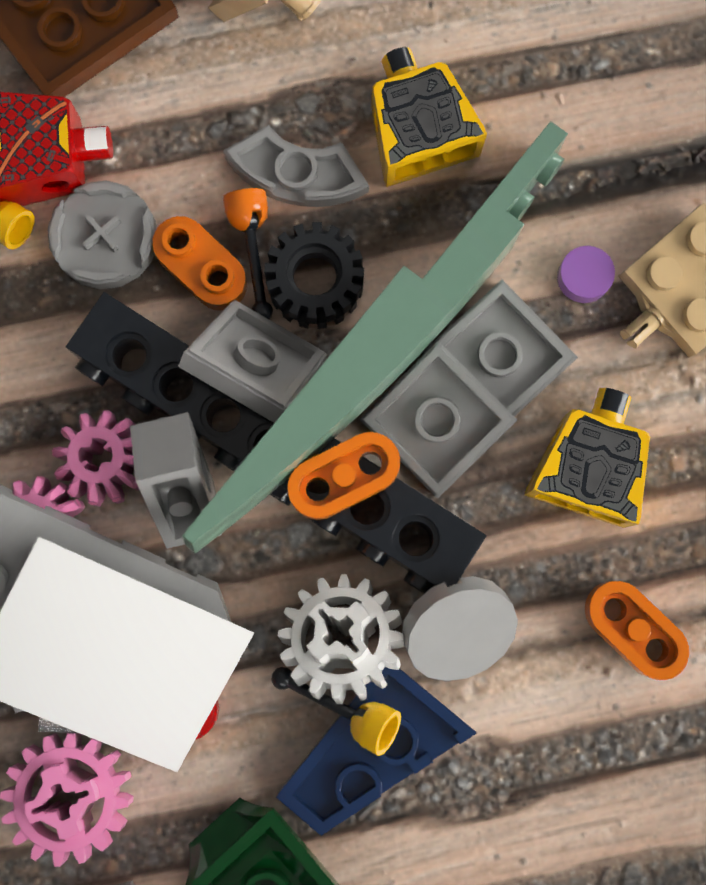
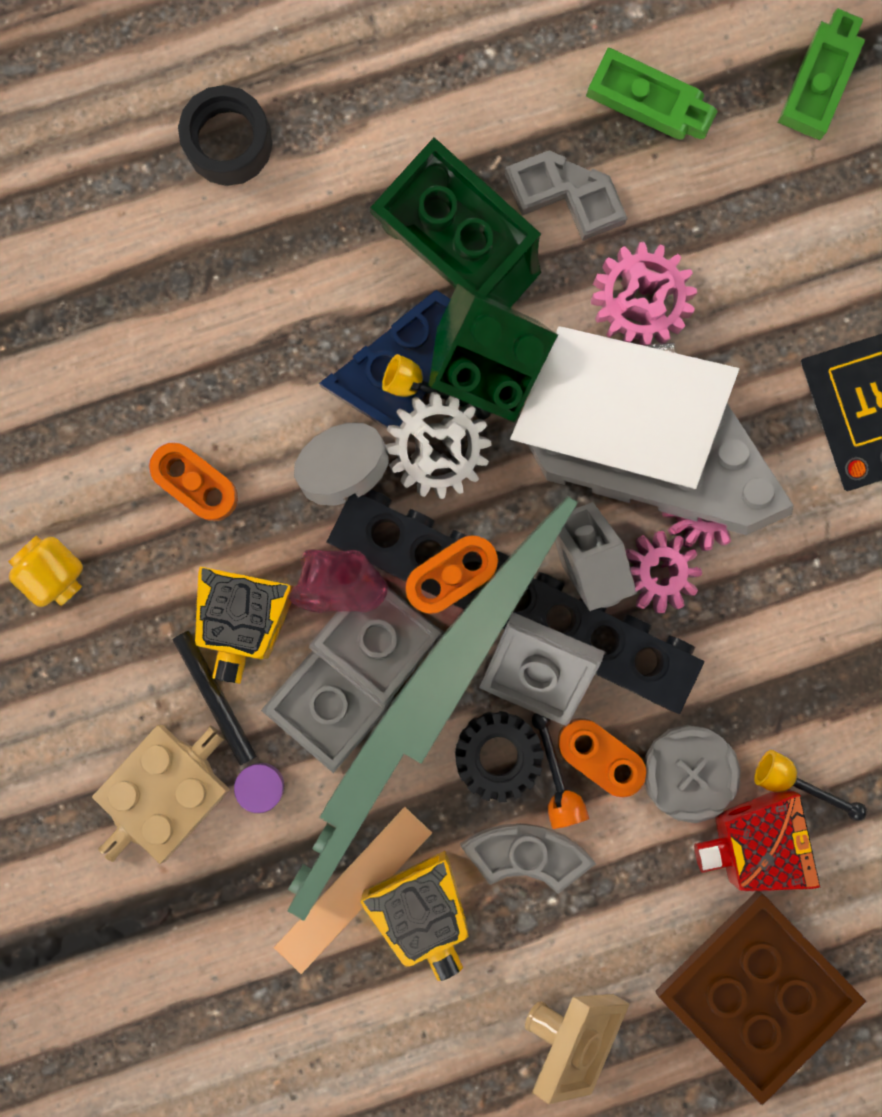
camera: 175 degrees right, 5 degrees up
(266, 745) = (488, 353): none -> dark green slope
(476, 487) = (338, 582): none -> clear pink piece
(501, 151) = (342, 899): none -> light nougat sticker
(628, 377) = (214, 698): none -> black piece

